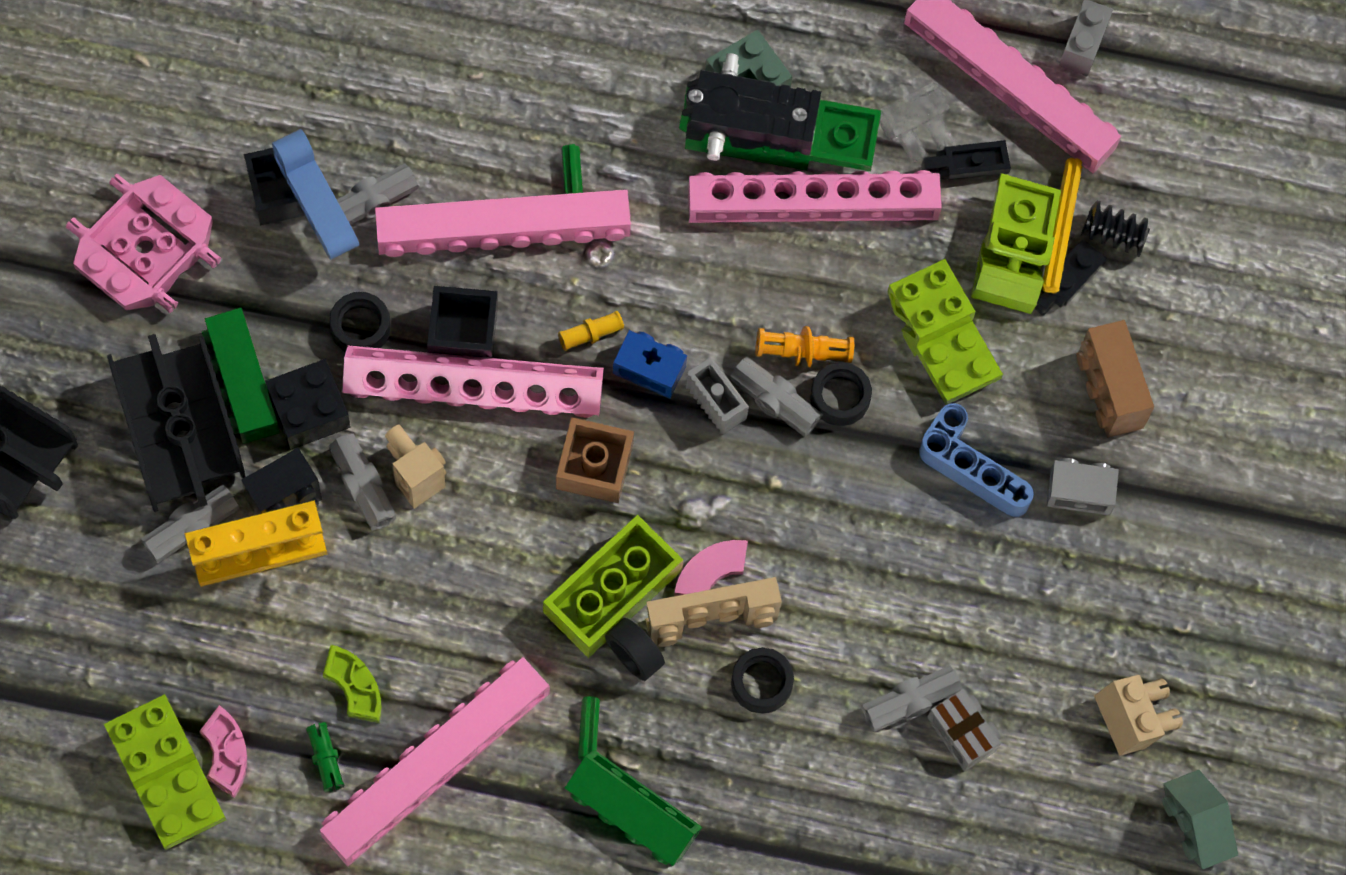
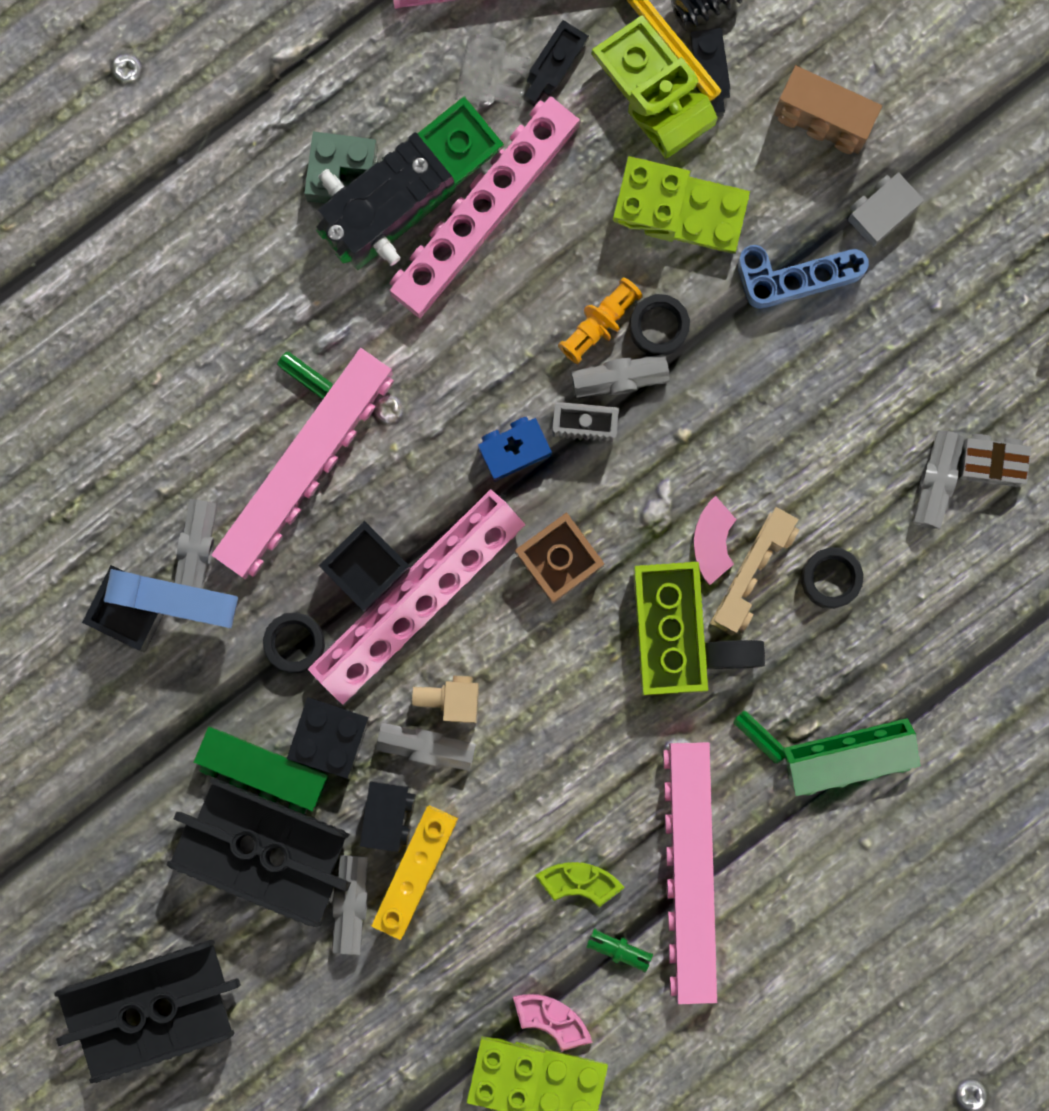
camera: 45 degrees left, 15 degrees up
(126, 227) = (59, 756): bright pink piece -> none
(590, 330) = (448, 471): yellow pin -> none

